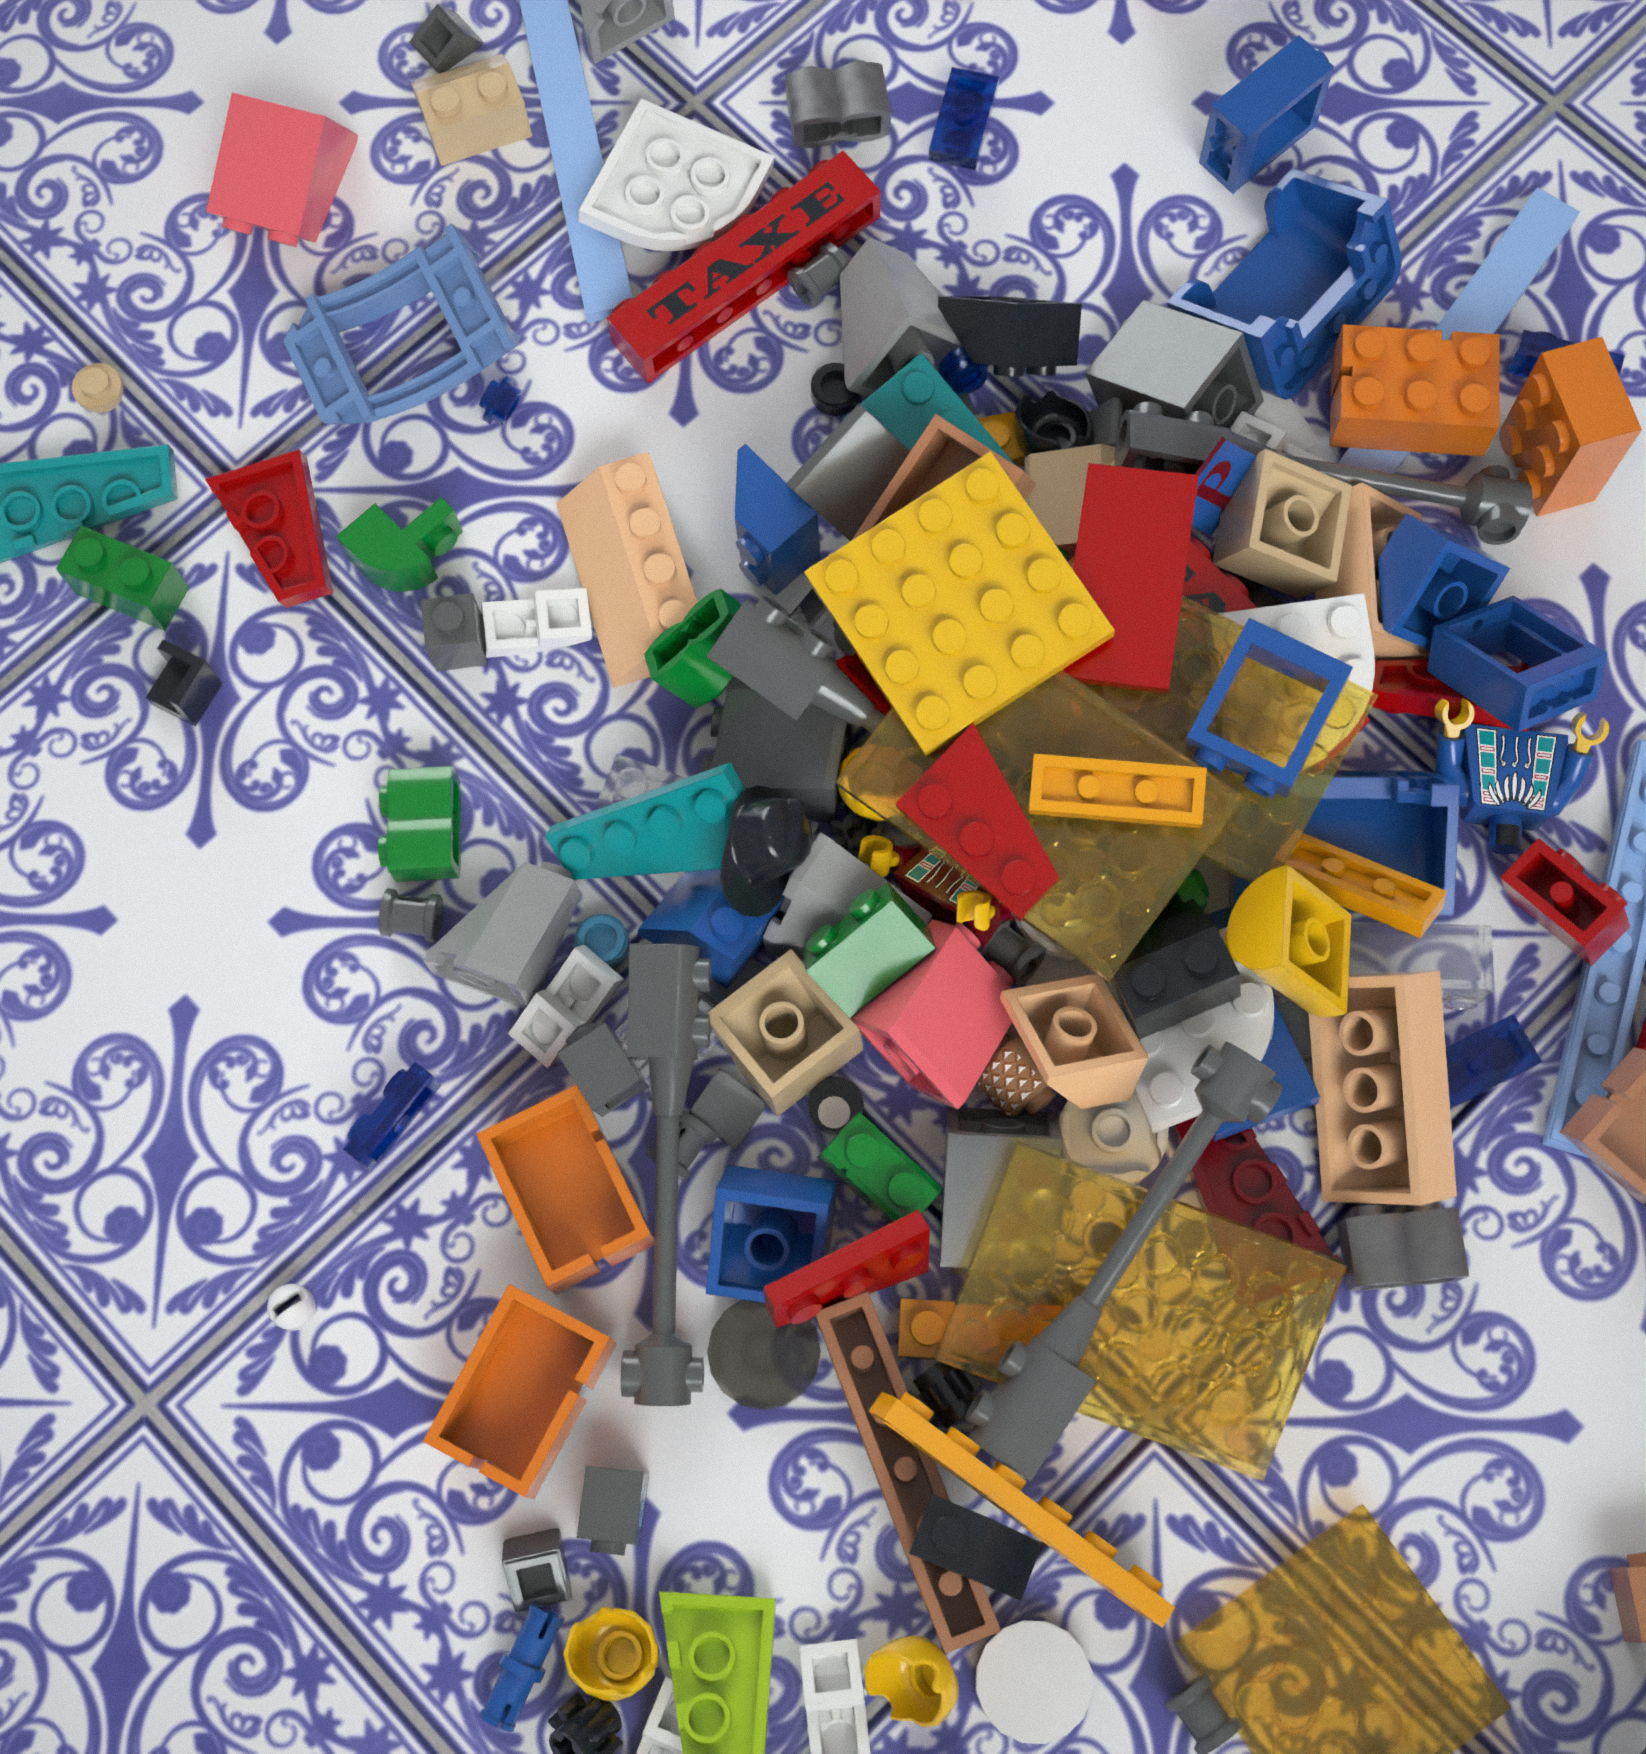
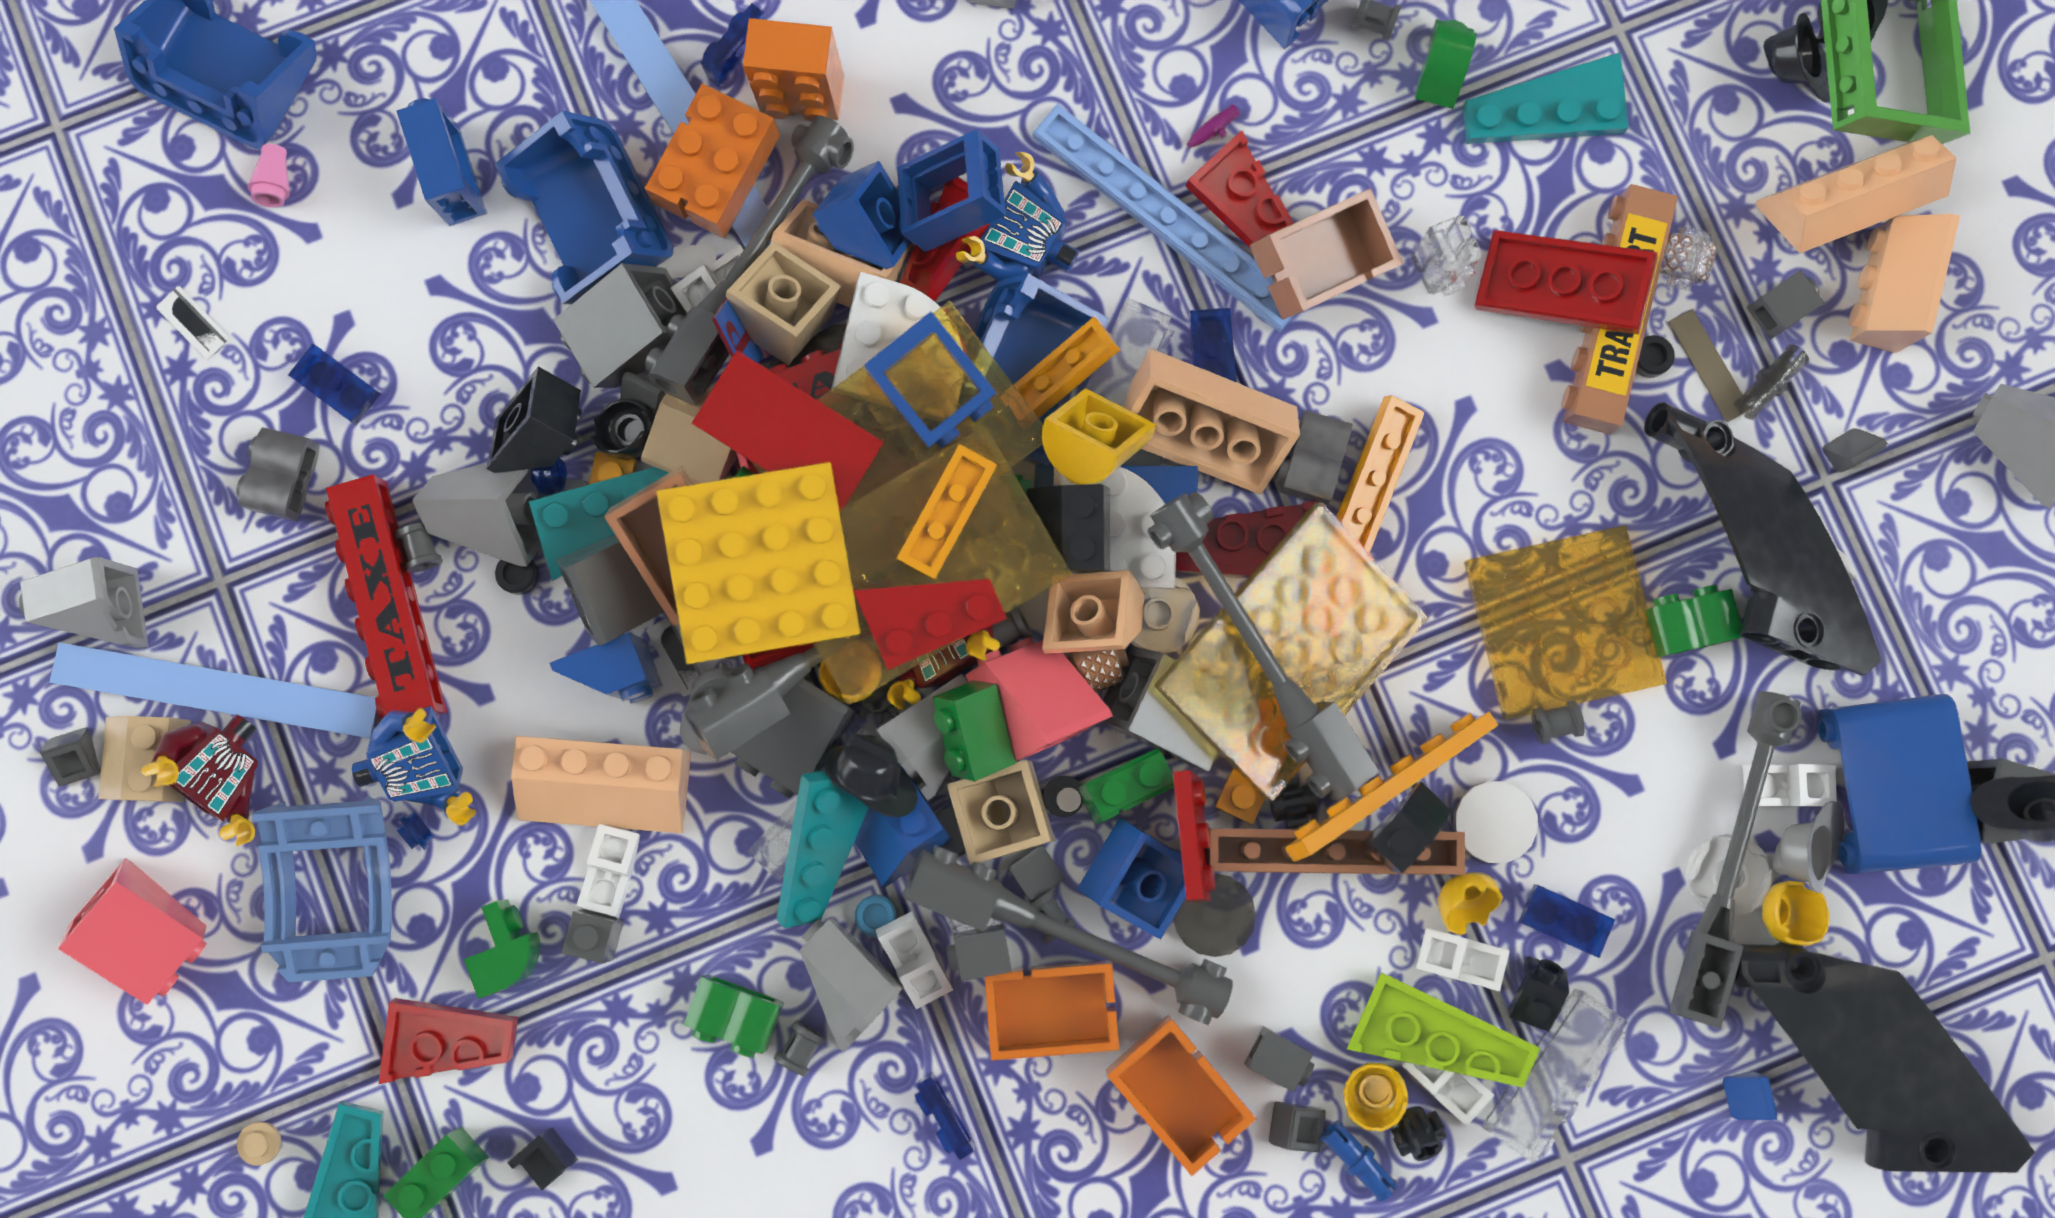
camera: 70 degrees left, 10 degrees up
(482, 164) = (210, 772): none -> torso
(576, 364) = (415, 763): none -> torso
(673, 182) = (289, 627): white plate -> none
(679, 654) = (692, 771): green brick -> none
(1425, 1337) = (1379, 469): none -> light orange plate
(1566, 901) = (1131, 239): red brick -> none

